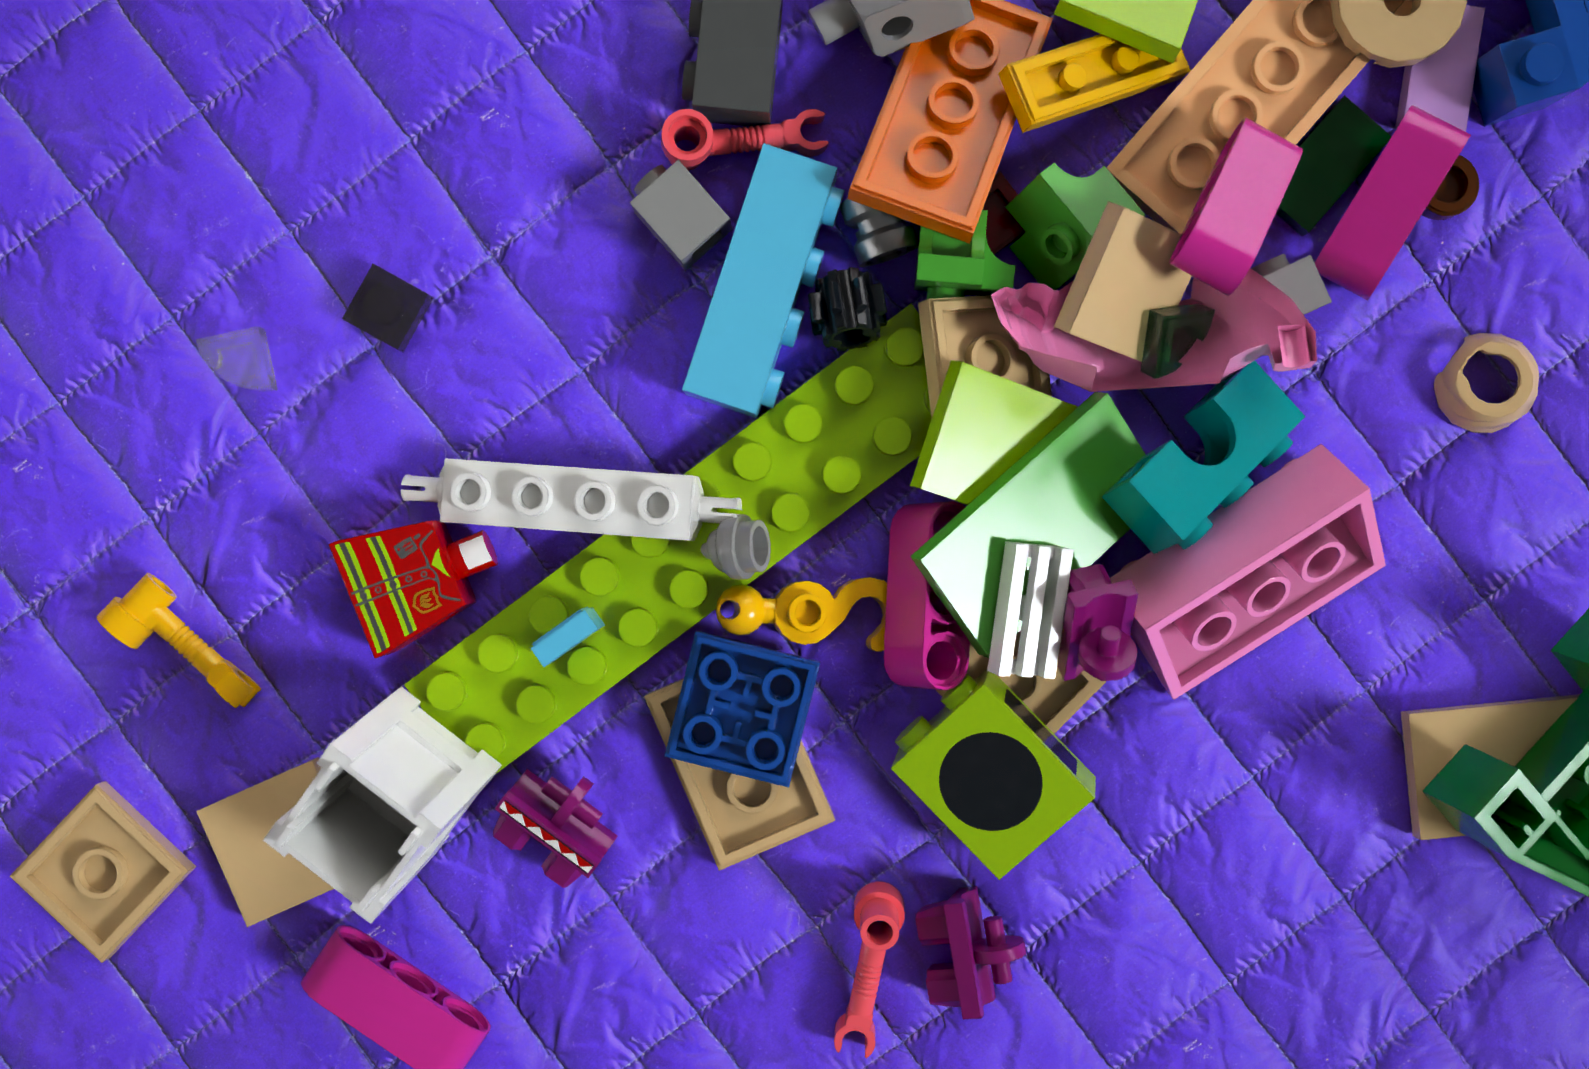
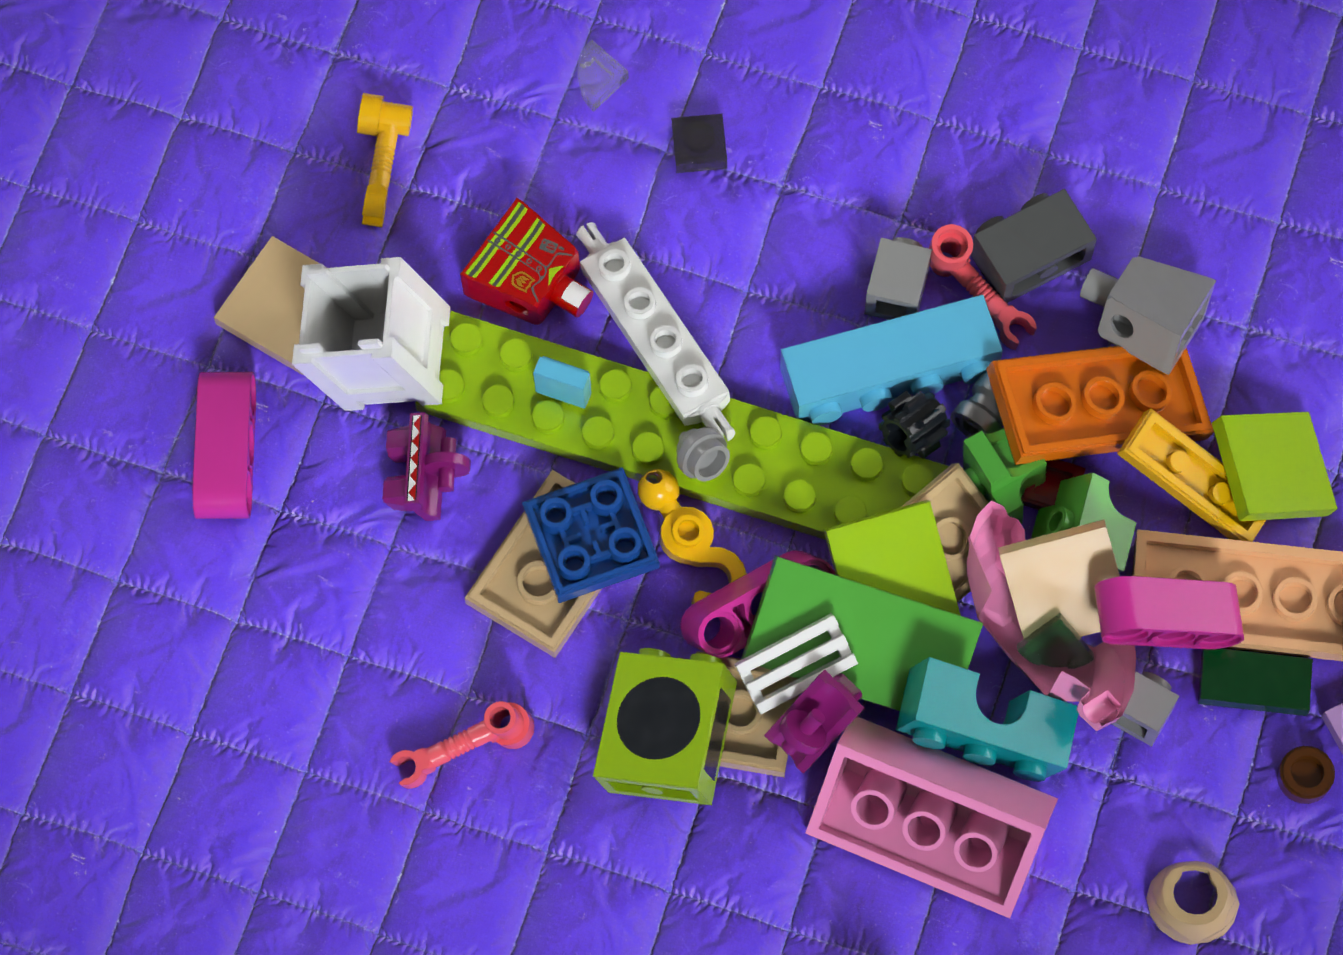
camera: 60 degrees right, 20 degrees down
(103, 871) = (187, 207): tan tile -> none
(969, 978) = (526, 803): magenta hips -> none
(1390, 201) = (1259, 732): dark pink beam -> none

